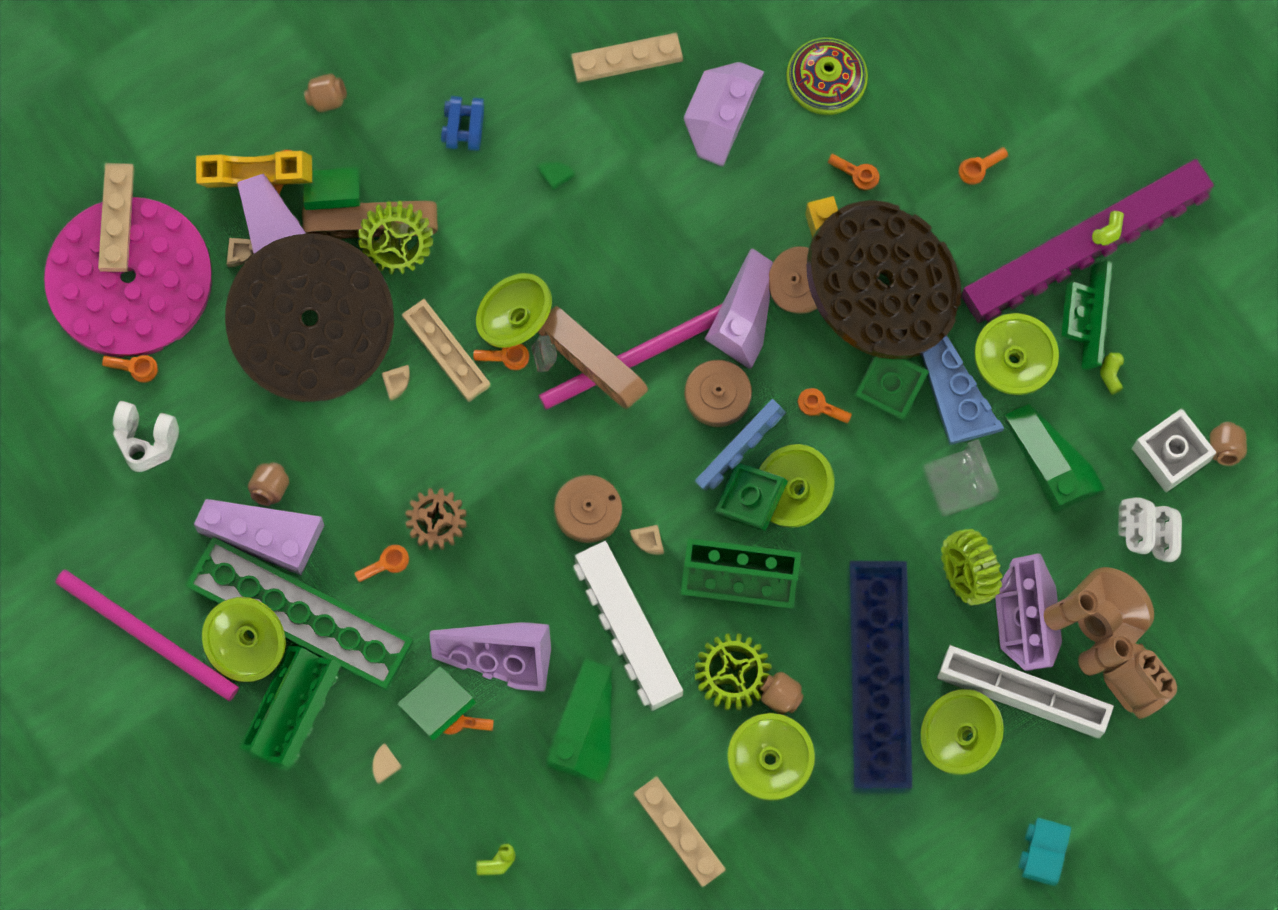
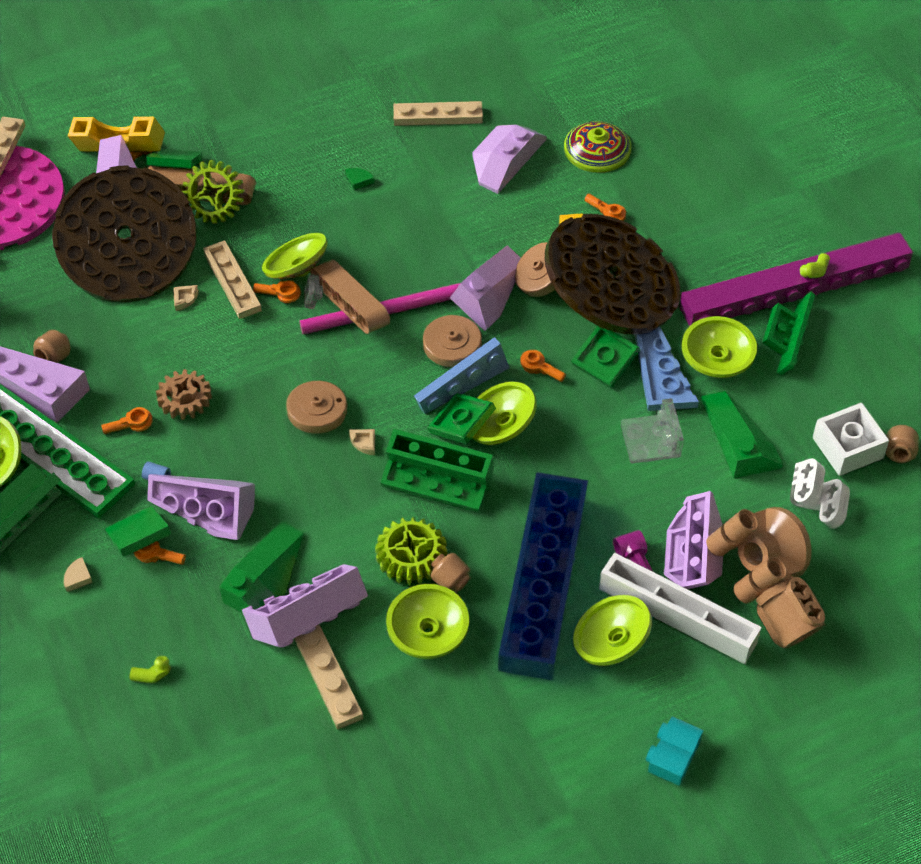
camera: 15 degrees right, 20 degrees down
(325, 93) = (191, 100): medium nougat head -> none
(432, 622) = (152, 468): none -> medium blue hinge
(452, 132) = (294, 134): blue brick -> none
(628, 626) = (326, 499): white brick -> none
(641, 763) = (306, 606): none -> lavender wedge
(963, 626) = (632, 547): none -> magenta axle
(971, 567) = (647, 495): lime gear -> none
(974, 169) = (707, 220): orange plate -> none
(1109, 371) = (800, 378): lime arm -> none

